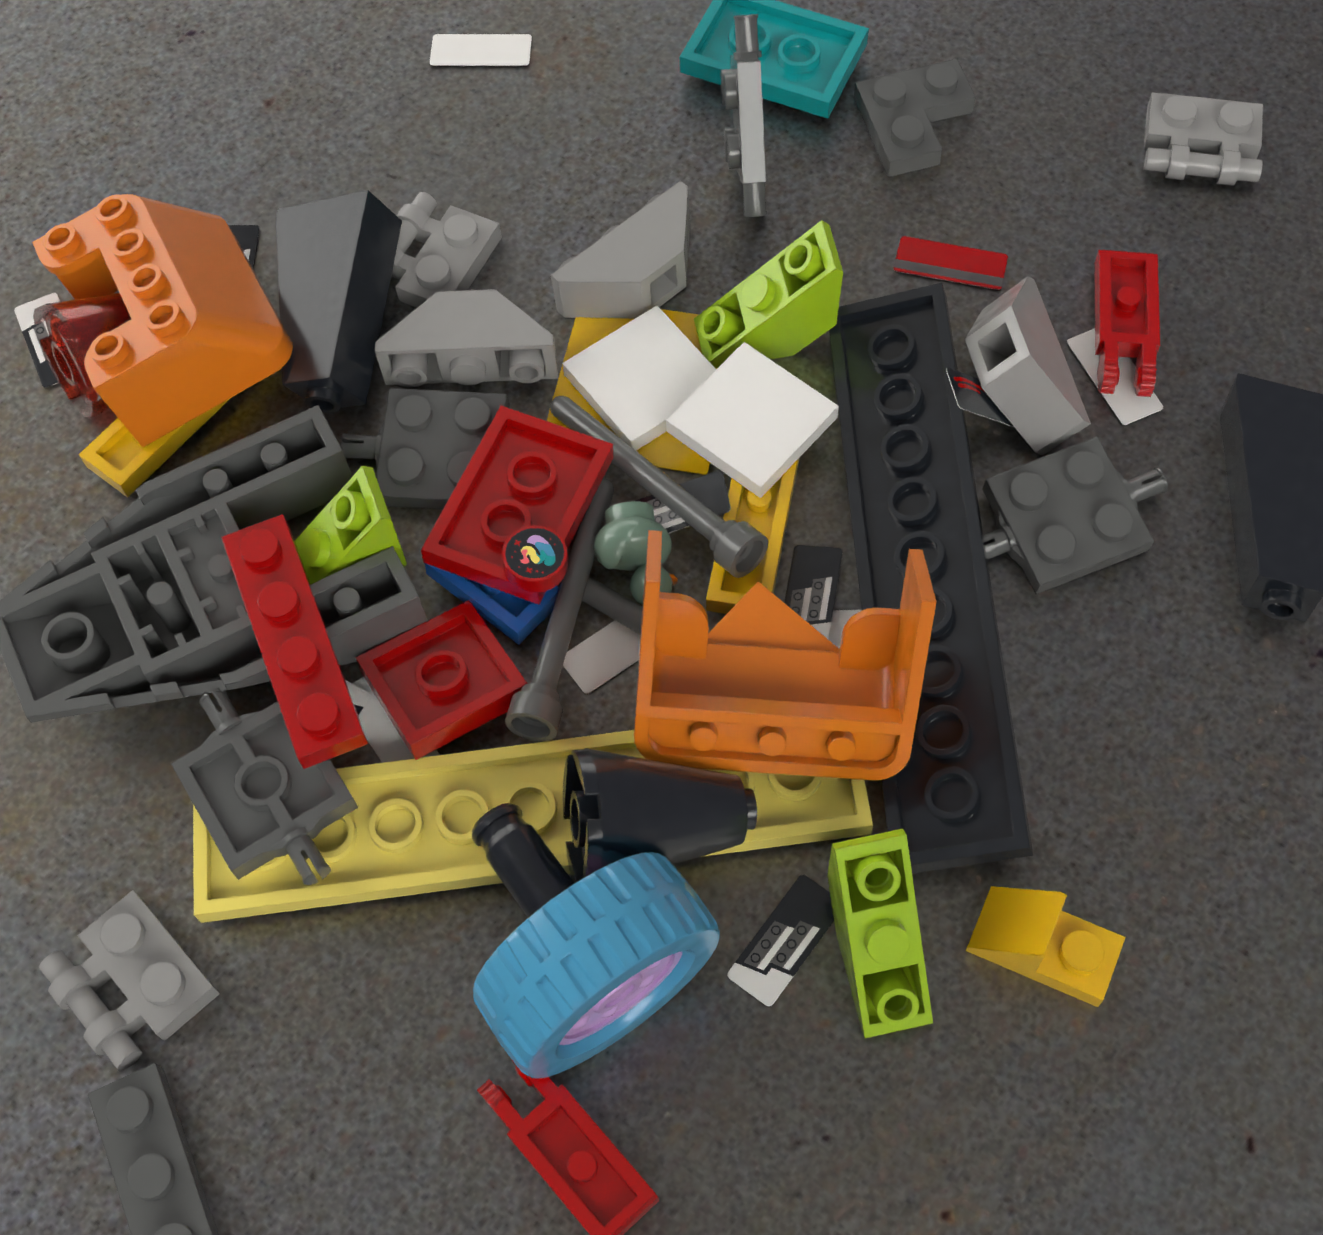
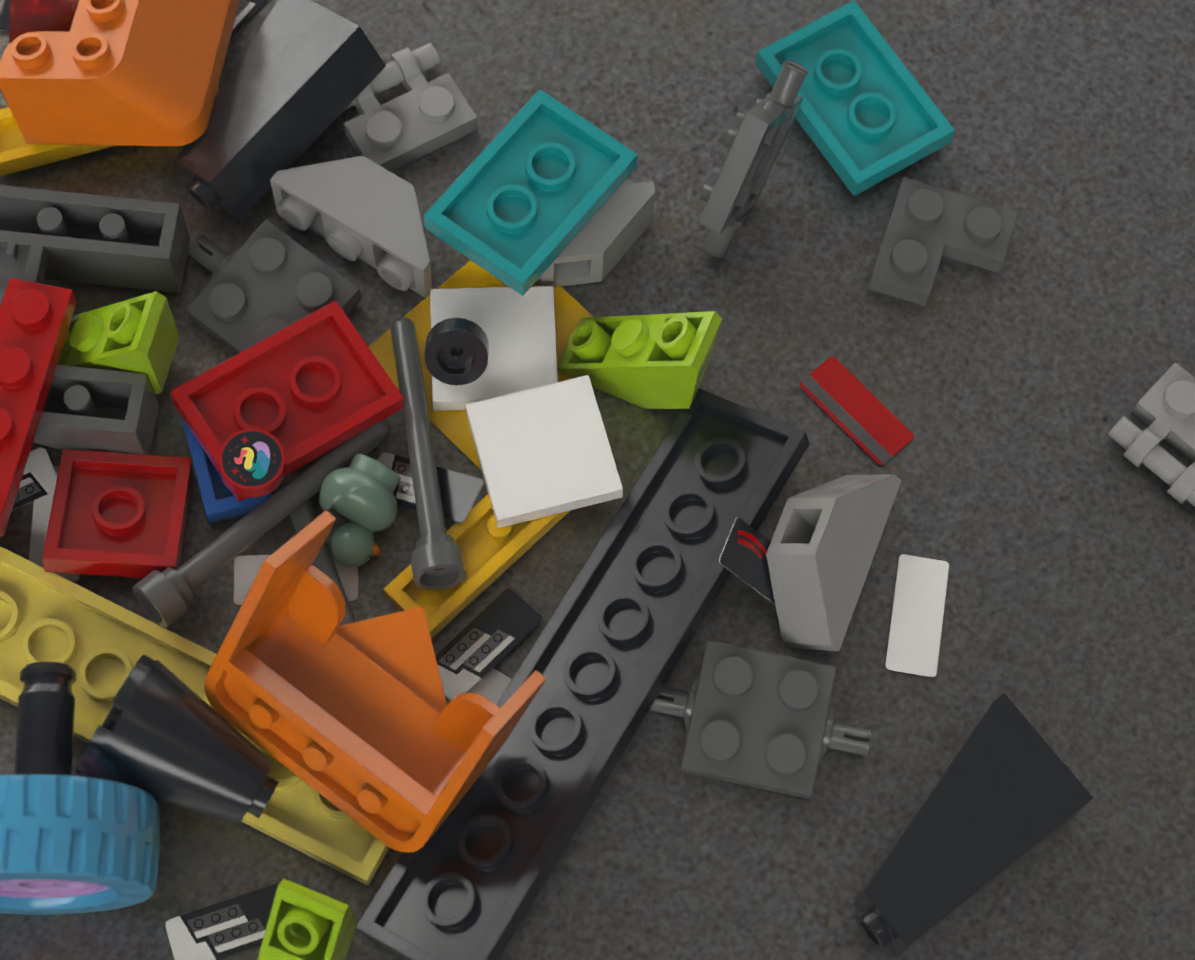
camera: 25 degrees right, 5 degrees up
(597, 235) = (530, 191): none -> teal plate
(627, 386) = (456, 351): none -> black tile
(1126, 317) = (965, 568): red hinge -> none

